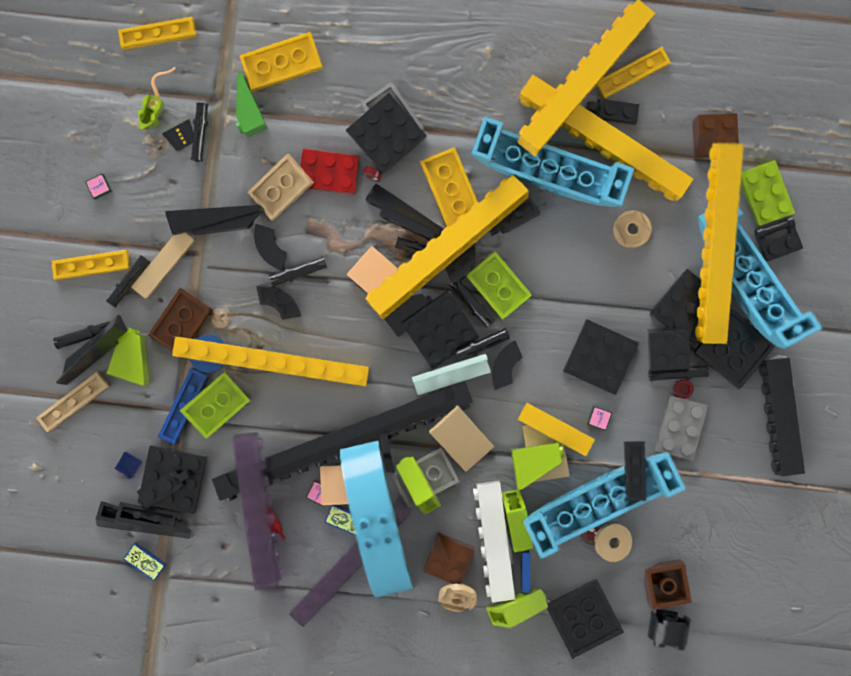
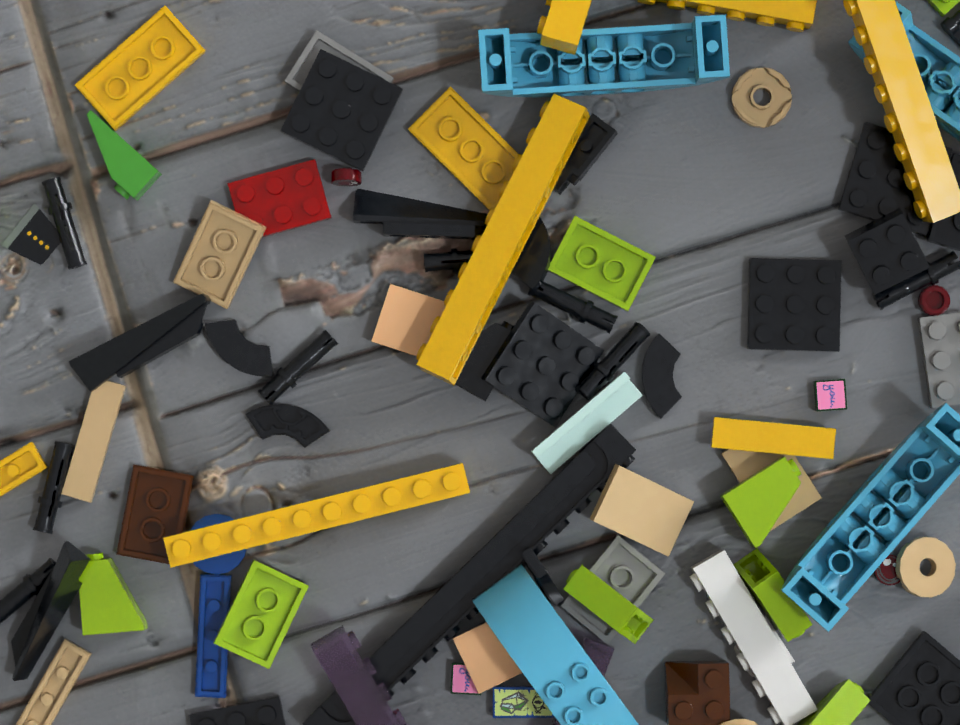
camera: 30 degrees left, 0 degrees up
(525, 571) = (816, 663): blue tile -> none
(634, 471) = (911, 449): black tile -> none

